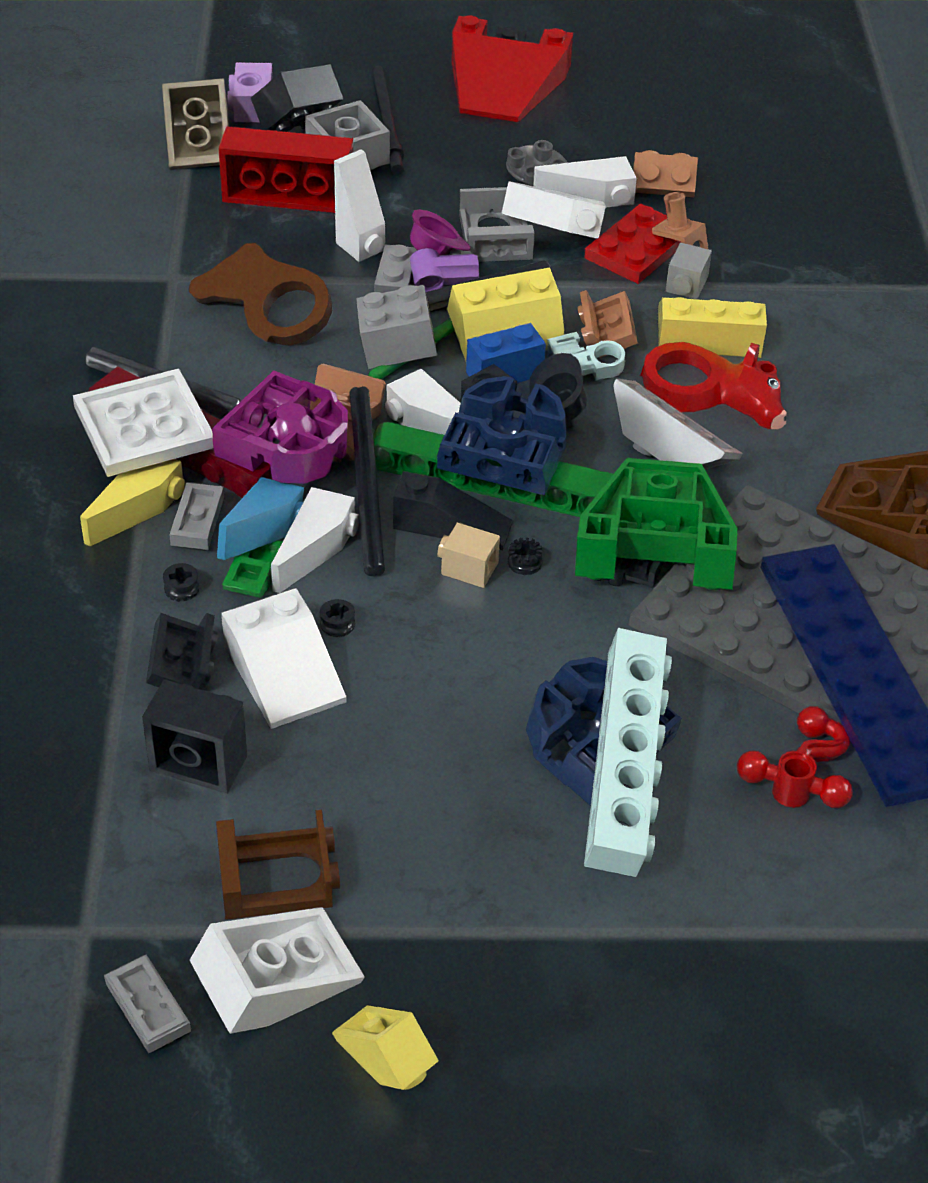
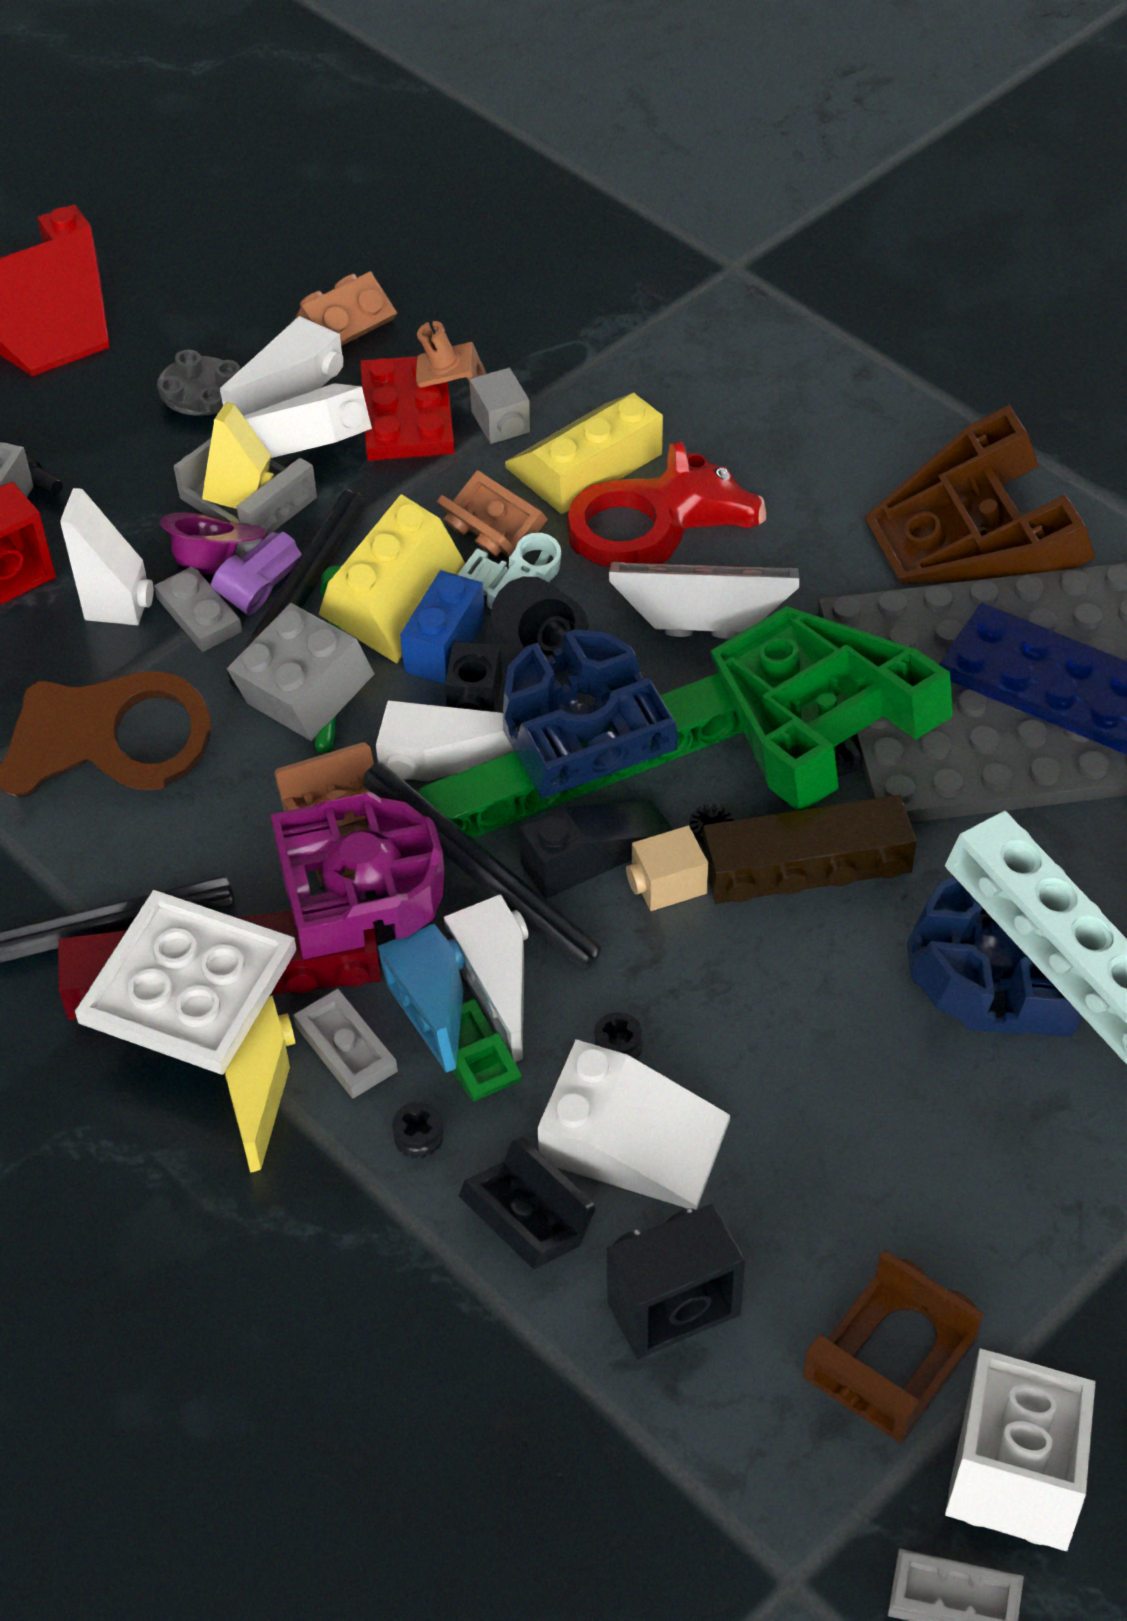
camera: 40 degrees left, 5 degrees up
(494, 199) = (236, 460): none -> light yellow slope
(558, 598) = (808, 849): none -> dark brown brick

